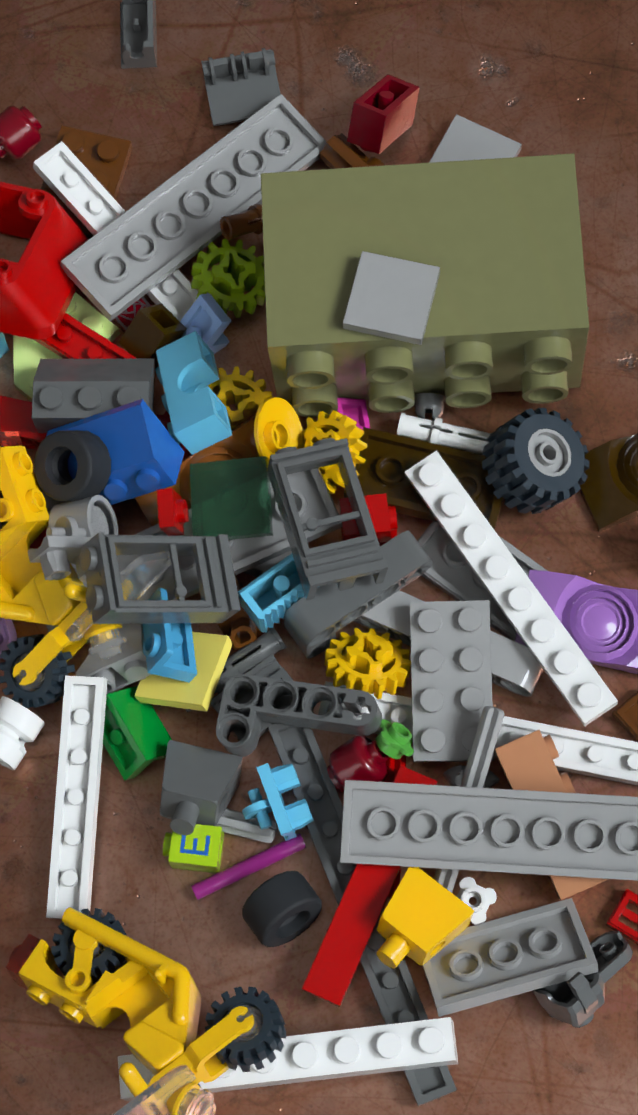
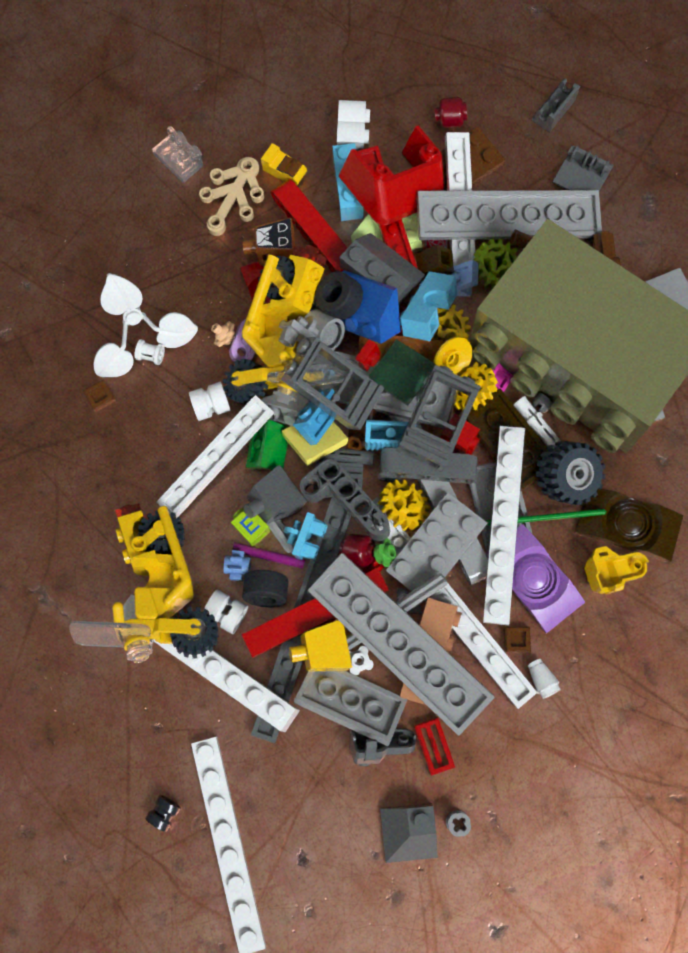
camera: 40 degrees right, 5 degrees up
(220, 910) = (237, 565): none -> medium blue gear
(265, 964) = (219, 604): none -> white wheel
(382, 114) = (641, 238): dark red brick -> none
(391, 298) = (560, 332): light grey tile -> none
(565, 525) = (557, 516): none -> green axle

